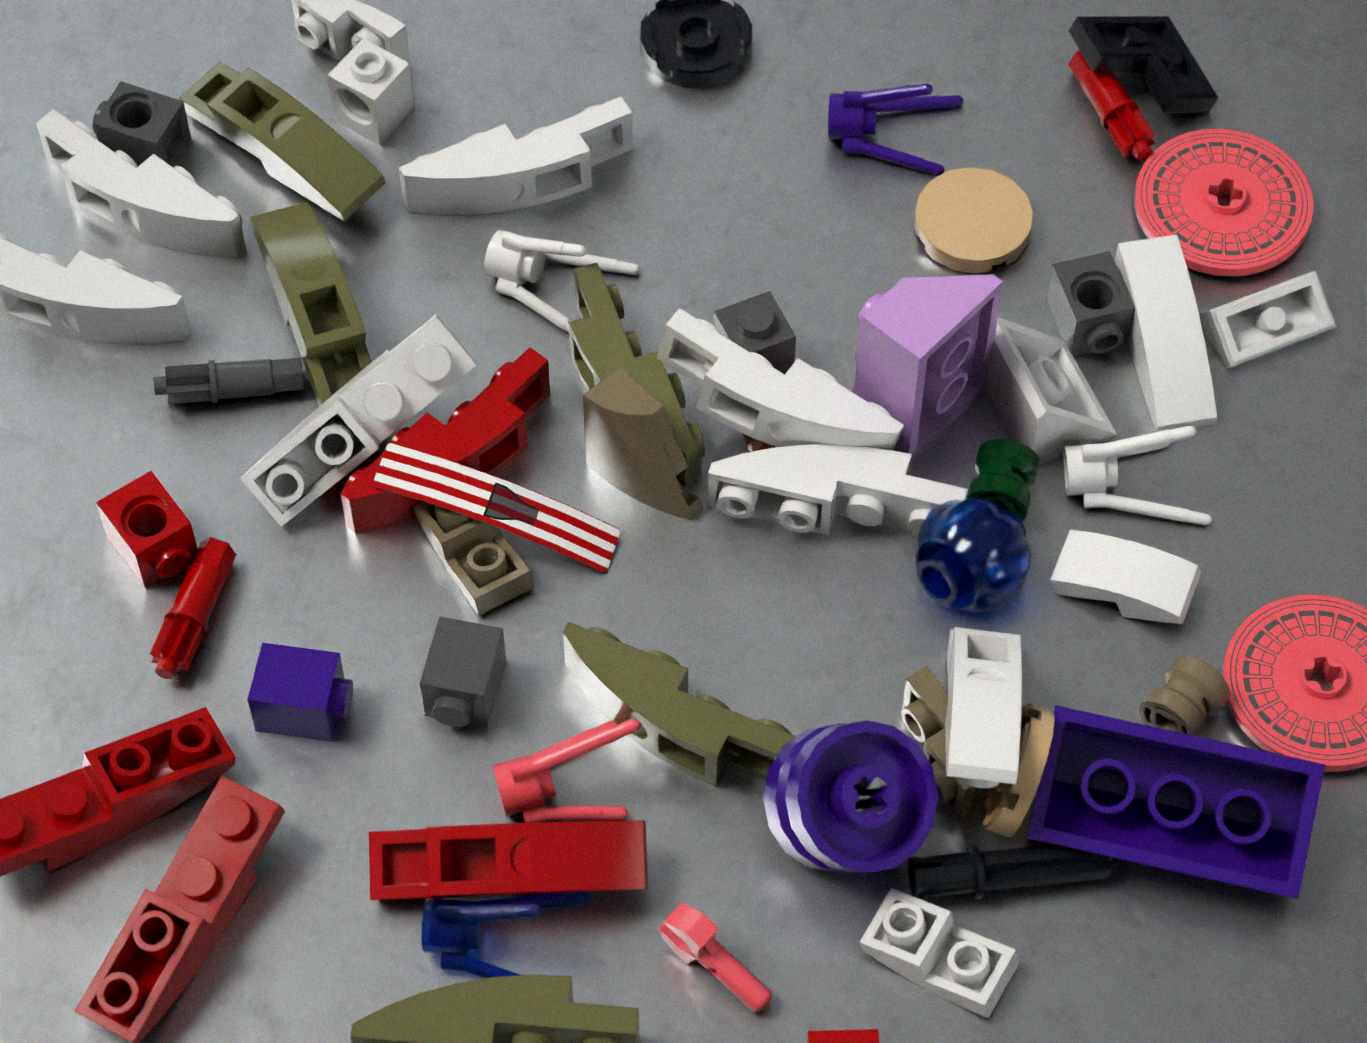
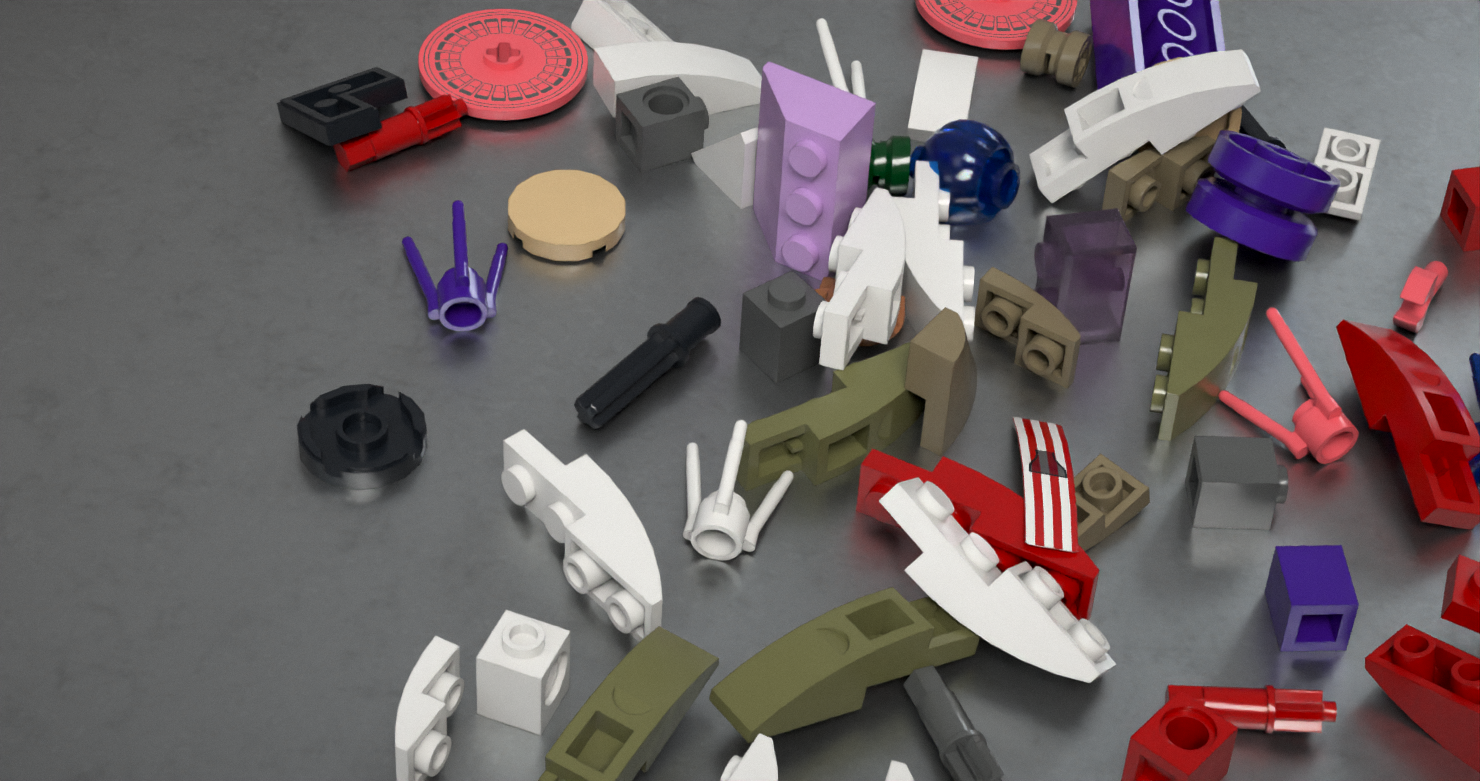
camera: 105 degrees left, 15 degrees down
(709, 563) = (1020, 315): none -> dark tan slope
(755, 257) = (664, 348): none -> black axle
(759, 593) = (1087, 271): none -> clear purple brick

